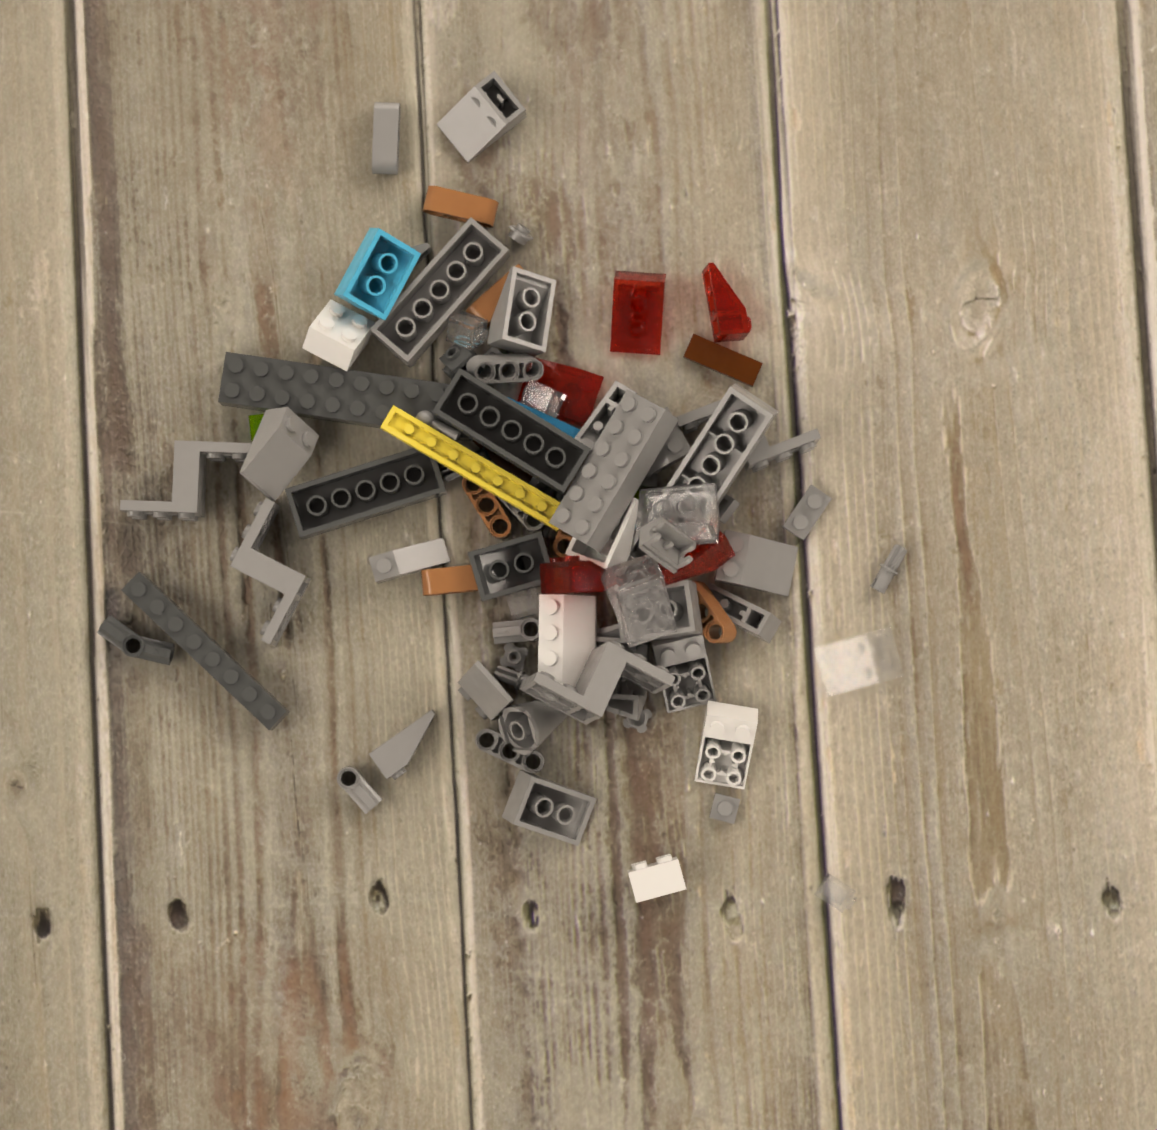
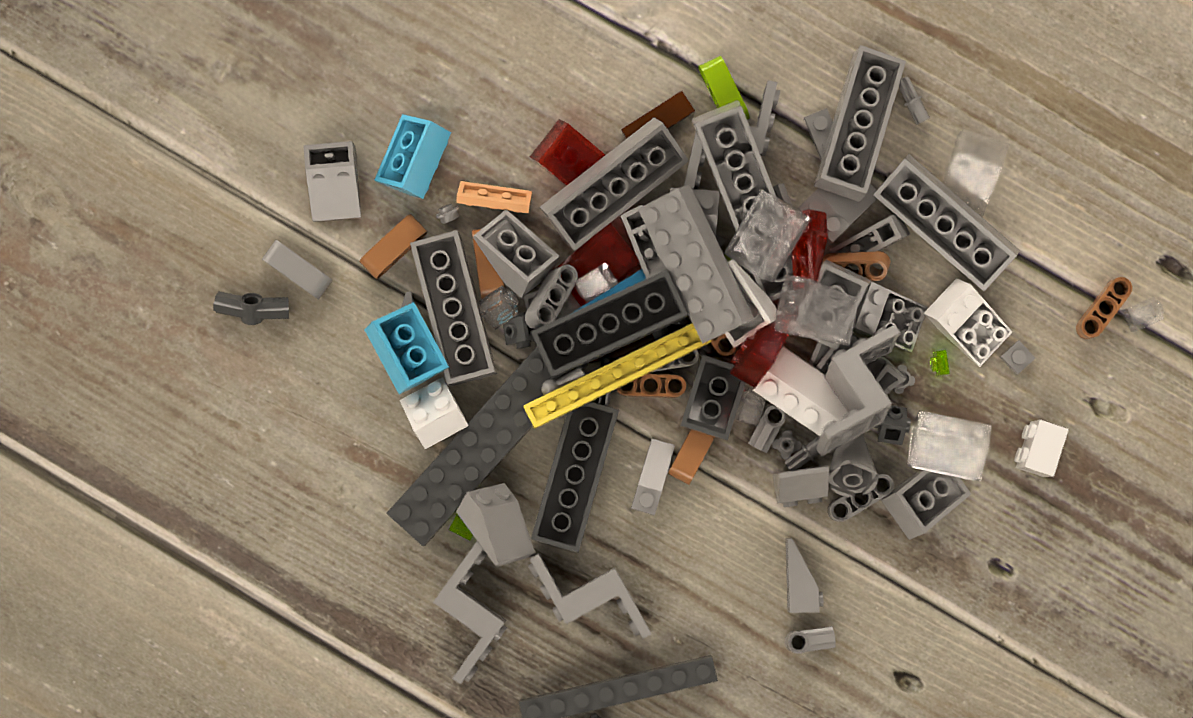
camera: 55 degrees left, 0 degrees up
(328, 121) = (251, 307): none -> dark grey piece
(549, 171) = (413, 156): none -> medium azure slope
(560, 263) = (494, 197): none -> light nougat plate
(591, 737) = (894, 426): none -> dark grey brick
(605, 797) = (949, 445): none -> clear slope
(639, 357) = (614, 183): none -> light grey brick
(666, 544) = (786, 260): light grey hinge -> none
(673, 742) = (939, 363): none -> clear neon green plate
(725, 309) = (618, 90): clear red slope -> none
(789, 396) = (721, 84): none -> lime beam
(799, 666) = (946, 222): none -> light grey brick
(830, 852) = (1114, 303): none -> medium nougat beam
(835, 534) = (859, 123): none -> light grey brick

